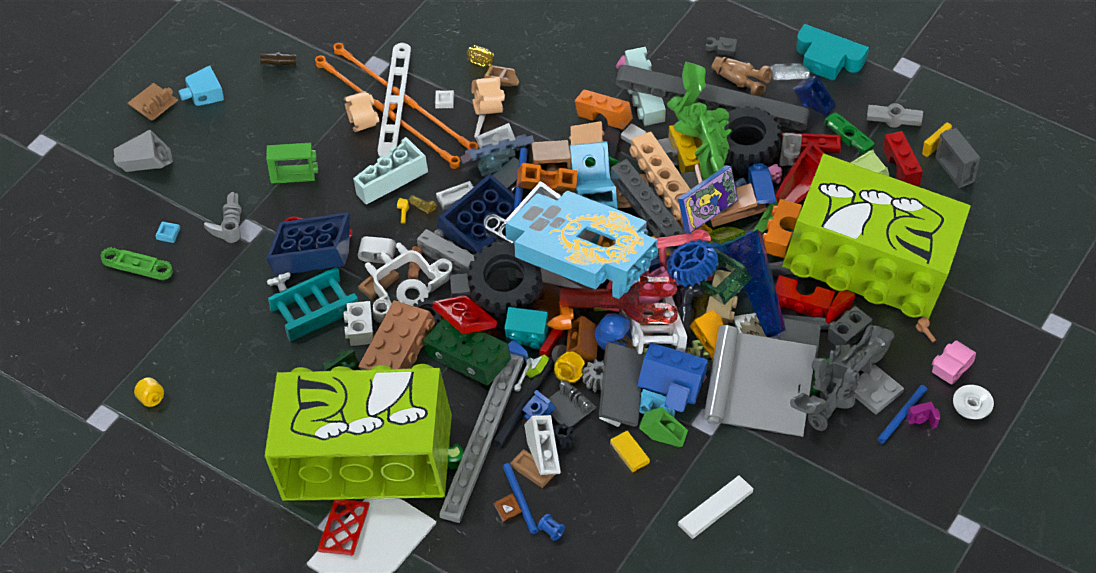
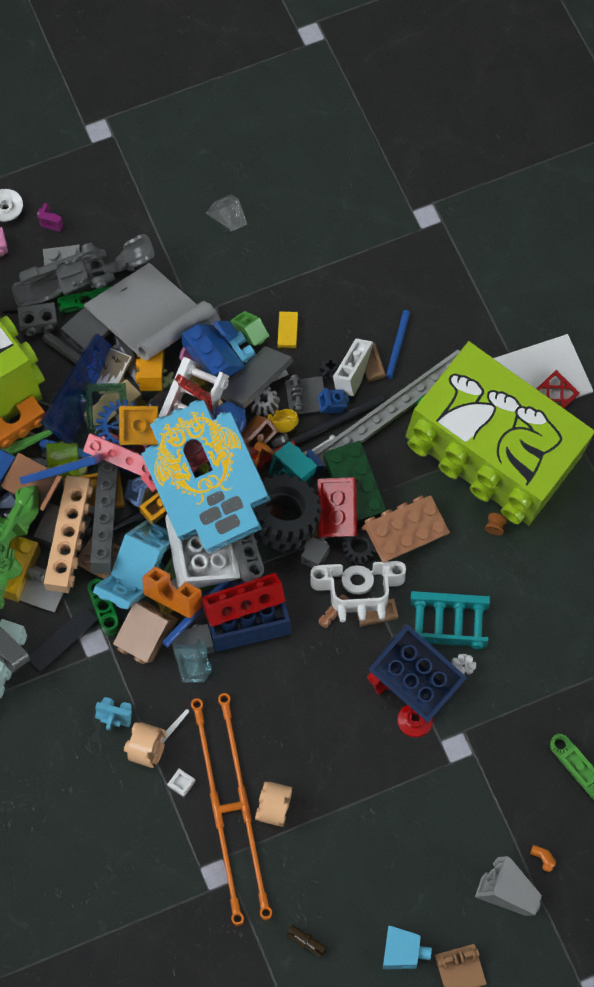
camera: 145 degrees left, 15 degrees up
(127, 195) = (546, 856): none -> orange arm
(167, 232) = (531, 790): medium azure tile -> none
(229, 228) = (468, 759): light grey piece -> none
(291, 173) = (377, 781): bright green window -> none
(344, 359) = (454, 544): dark green hips -> none
(359, 319) = (418, 572): white brick -> none
(372, 247) = (359, 642): white beam -> none
(384, 147) = (276, 750): white piece -> none
(391, 172) = (289, 716): light aqua wedge -> none
(404, 206) = (302, 679): yellow hand -> none
(426, 206) = (287, 667): clear yellow arm -> none
(439, 248) = (300, 594): light grey piece -> none
(452, 195) = (248, 661): white tile -> none
(473, 154) = (191, 677): sand blue wing -> none
(480, 55) = (112, 809): clear yellow brick -> none
(486, 203) = (243, 599): none -> red brick
(495, 135) = (171, 697): white plate -> none
(506, 75) = (112, 770): medium nougat slope -> none
(507, 507) = (414, 339): dark orange tile -> none
(527, 104) = (113, 715): none -> medium azure hips
(537, 366) = (306, 440): lime tile -> none
(551, 527) = (393, 303): blue bush -> none
(586, 133) = (87, 649): light nougat piece -> none
(615, 110) = (54, 658): orange arch -> none
(631, 132) = (45, 624): white tile -> none
(675, 263) = (135, 425): none -> light orange tile
(715, 507) = (259, 248): white tile -> none
(775, 518) = (228, 212): none -> clear slope
(812, 305) = (46, 358): red arch -> none
(841, 303) = (34, 336): red slope -> none
(901, 414) = (62, 233): blue piece -> none

